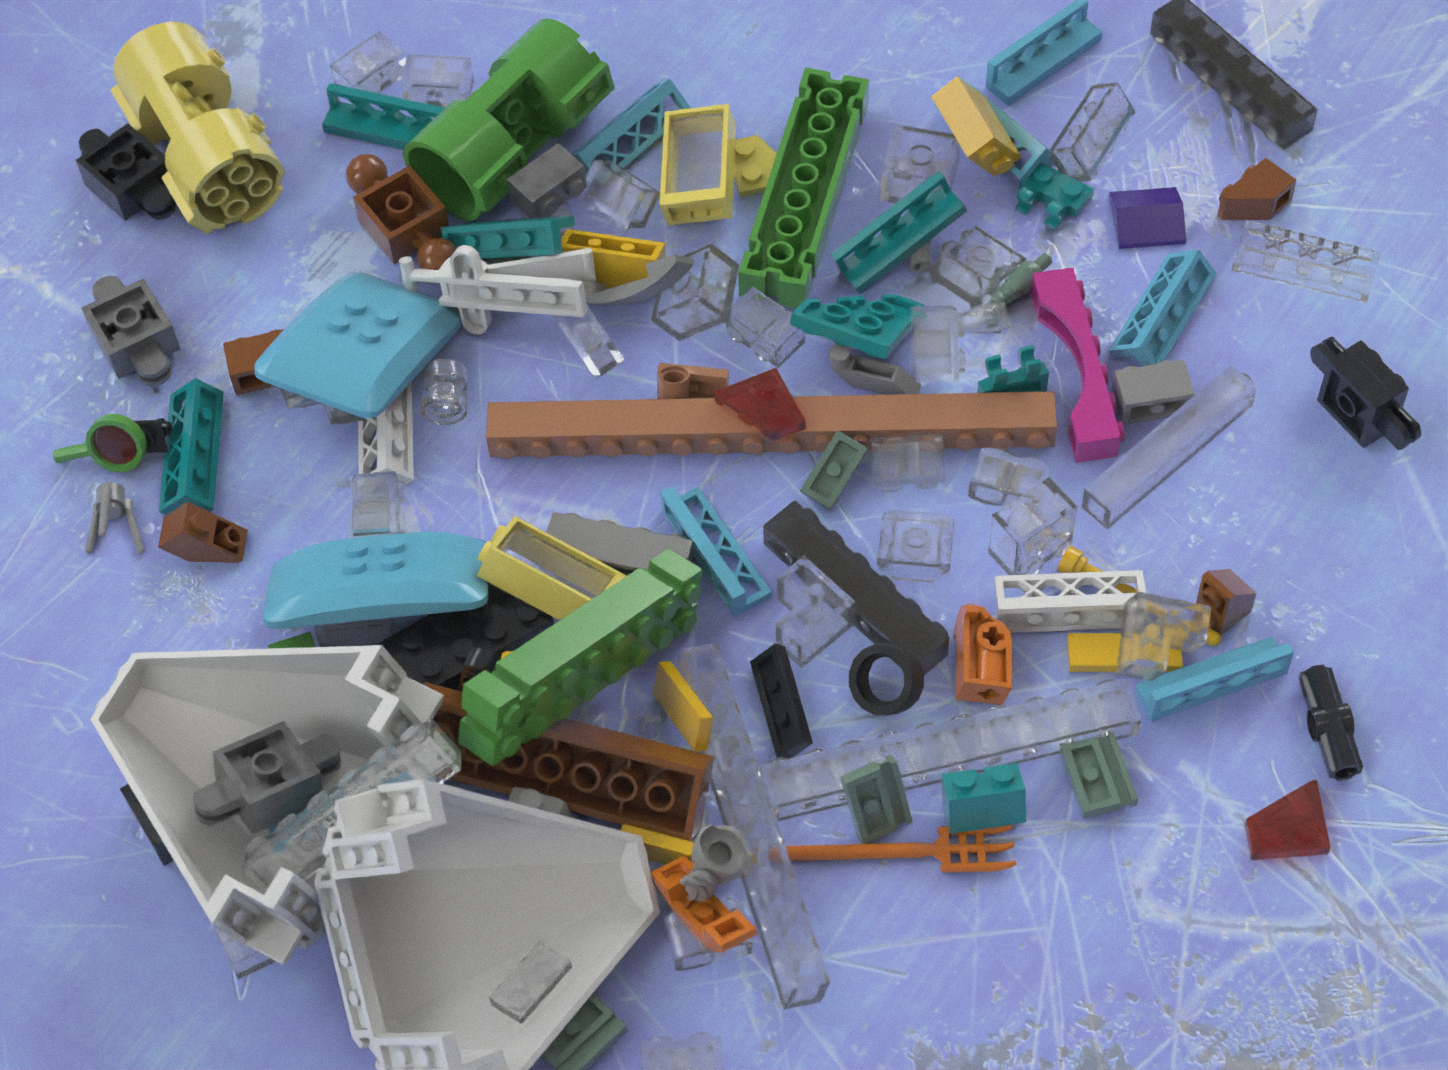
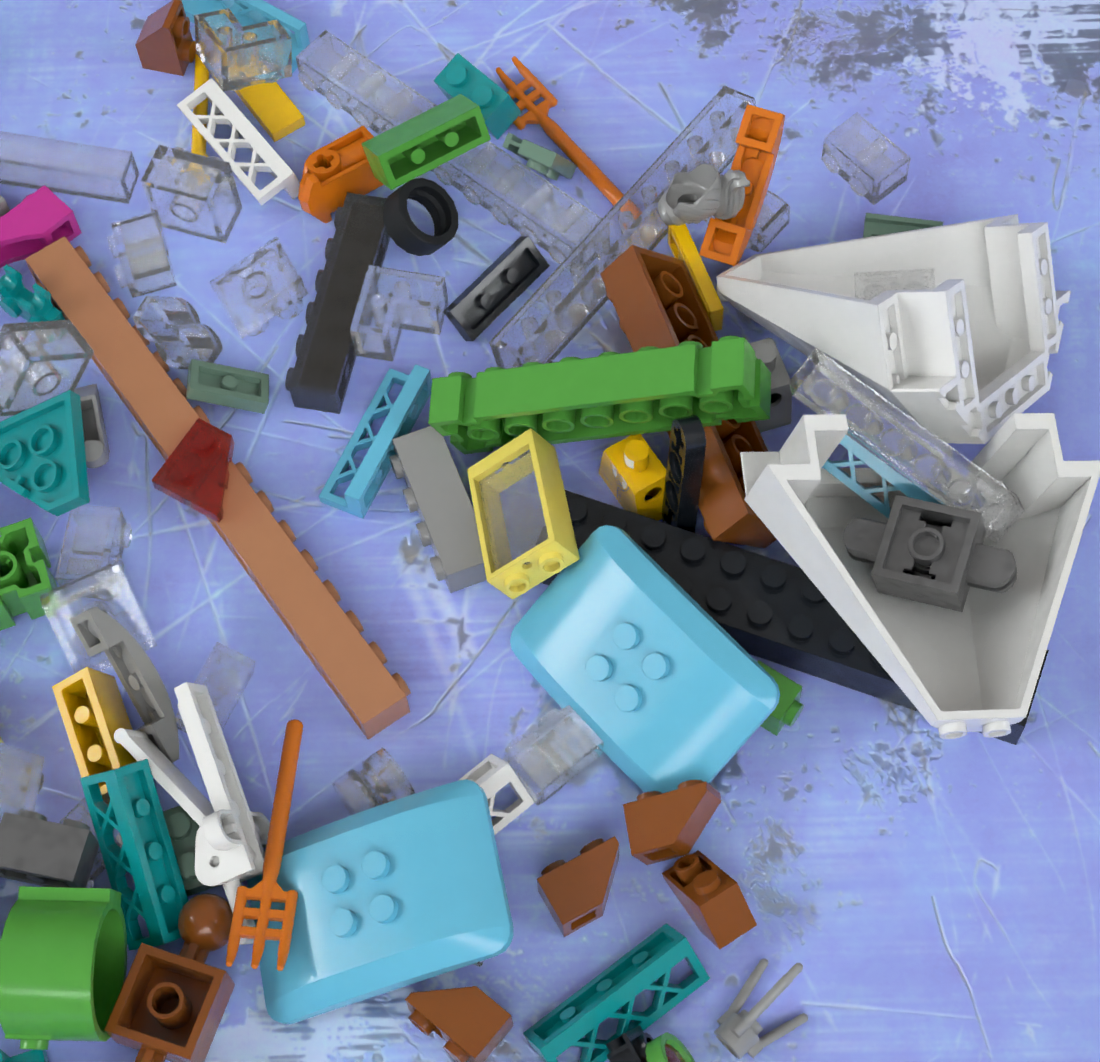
camera: 125 degrees left, 5 degrees up
(269, 537) = (669, 822): none -> dark orange slope
(276, 470) = (580, 888): none -> dark orange slope
(420, 287) = (268, 889): none -> orange piece
(683, 706) = (573, 320): yellow tile -> none
(687, 381) = (209, 571): nougat plate -> none
(939, 701) = (426, 141): none -> bright green brick
(1098, 775) = (397, 43): sand green plate -> none

